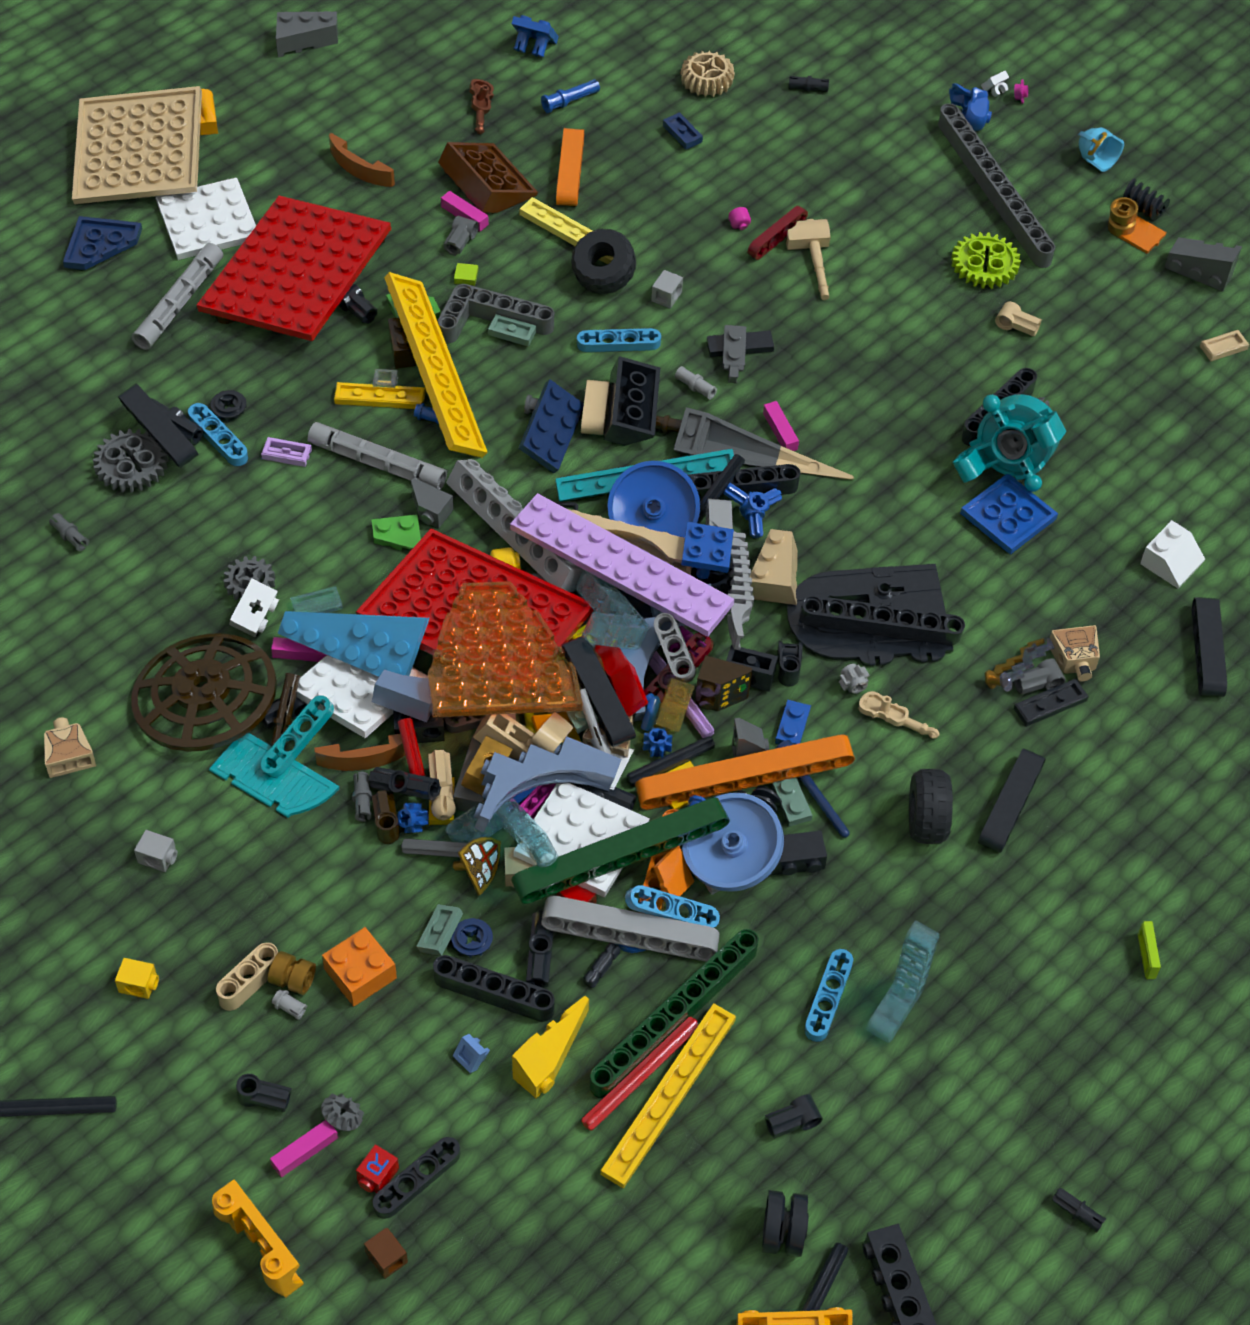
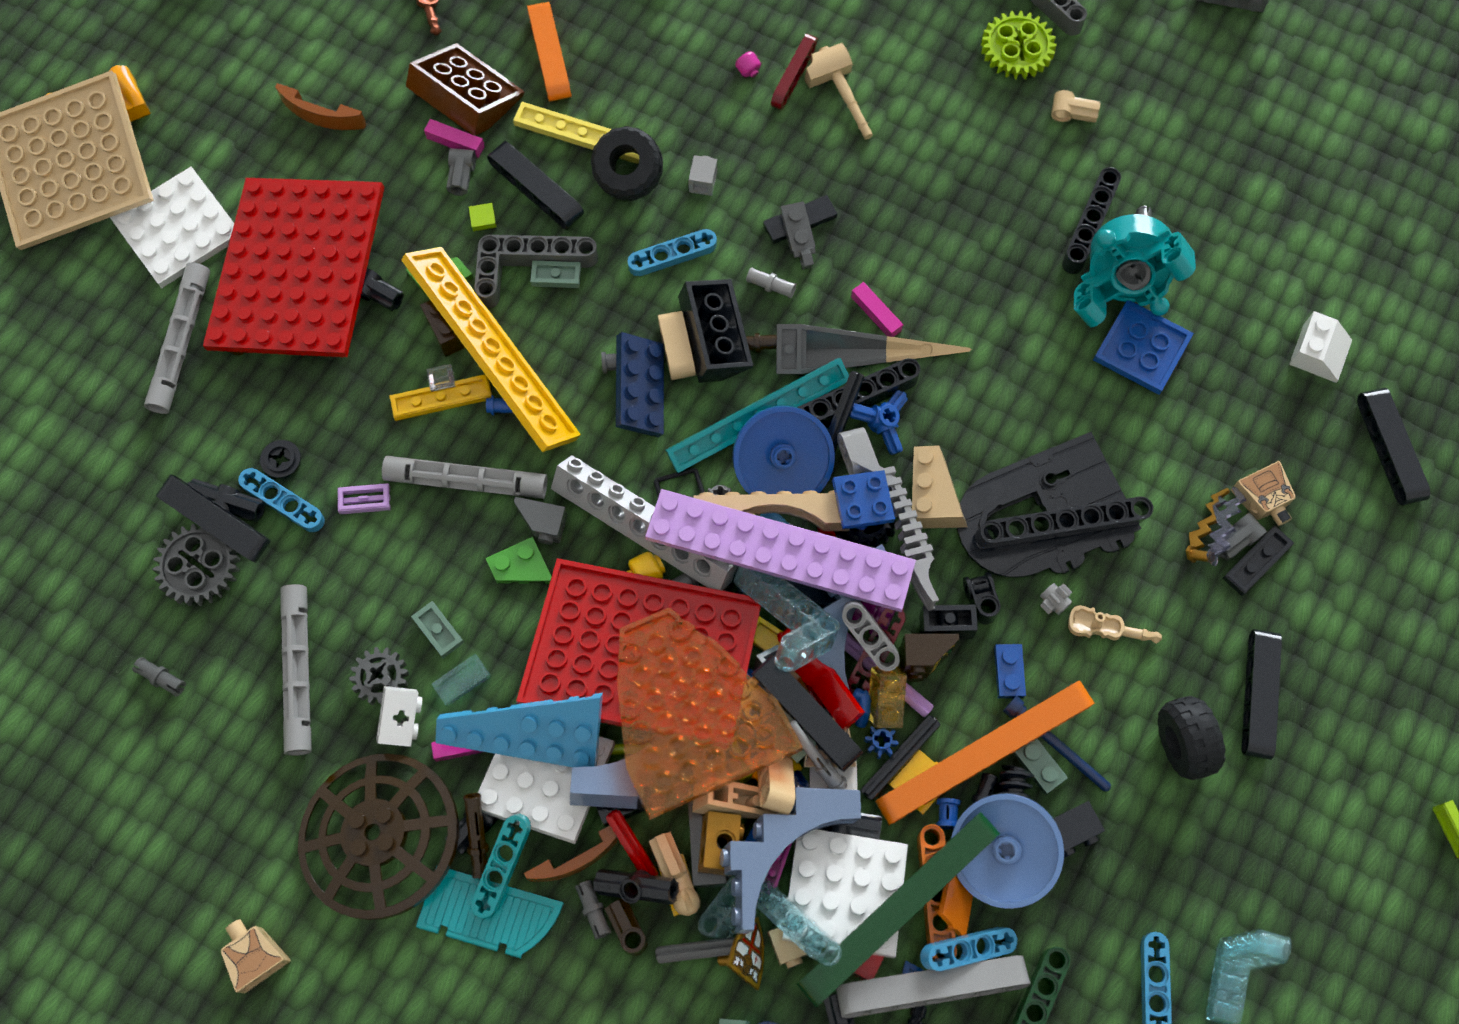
camera: 15 degrees left, 15 degrees up
(98, 240) = (65, 291): dark blue plate -> none
(182, 557) = (295, 670): none -> light grey piece
(311, 560) = (437, 629): none -> sand green plate
(413, 817) = (657, 921): blue gear -> none
(520, 261) = (535, 185): none -> black beam
(747, 739) = (976, 715): dark grey slope -> none
(1224, 345) = (1286, 77): tan tile -> none

